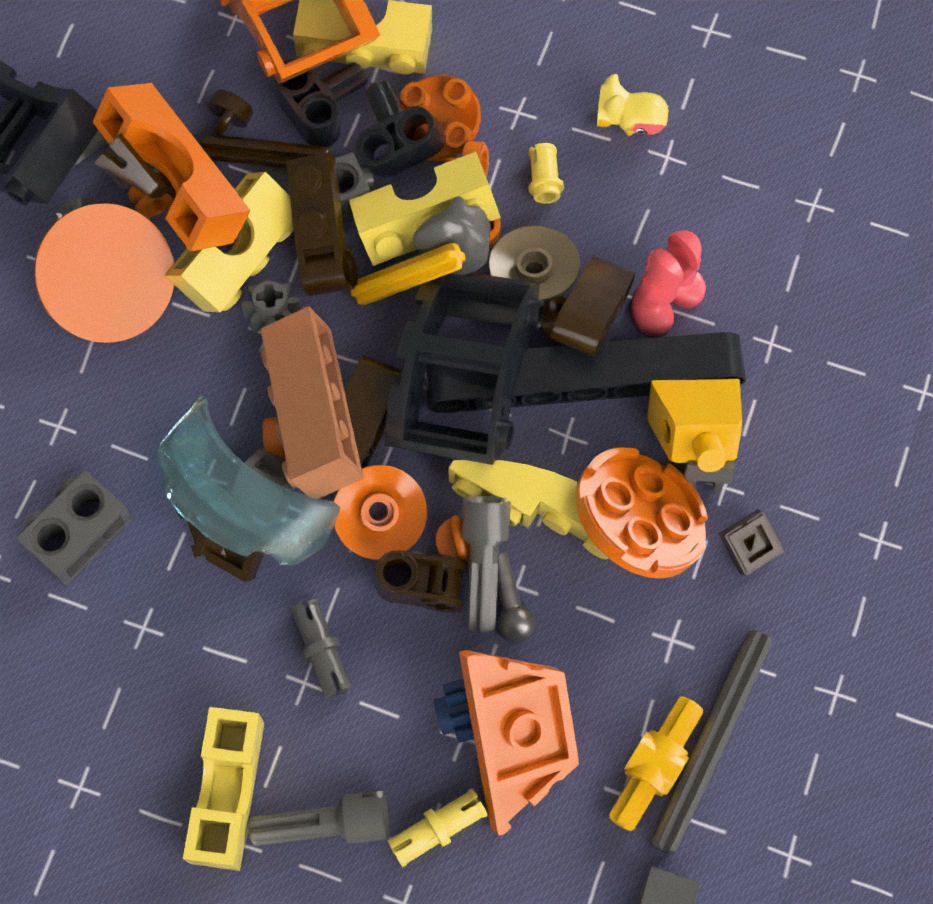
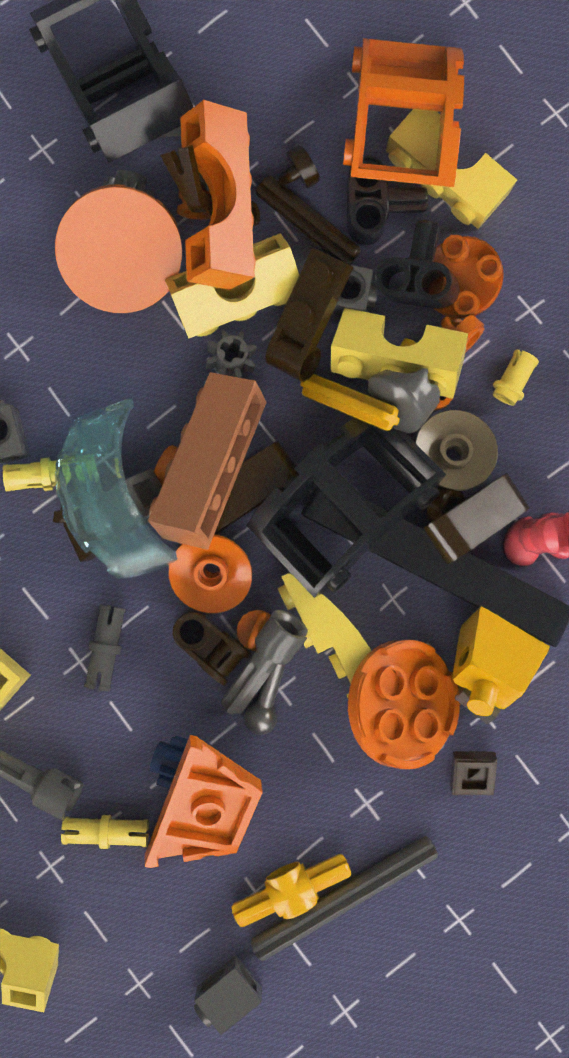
camera: 30 degrees right, 15 degrees up
(148, 529) = (30, 475): none -> light yellow pin

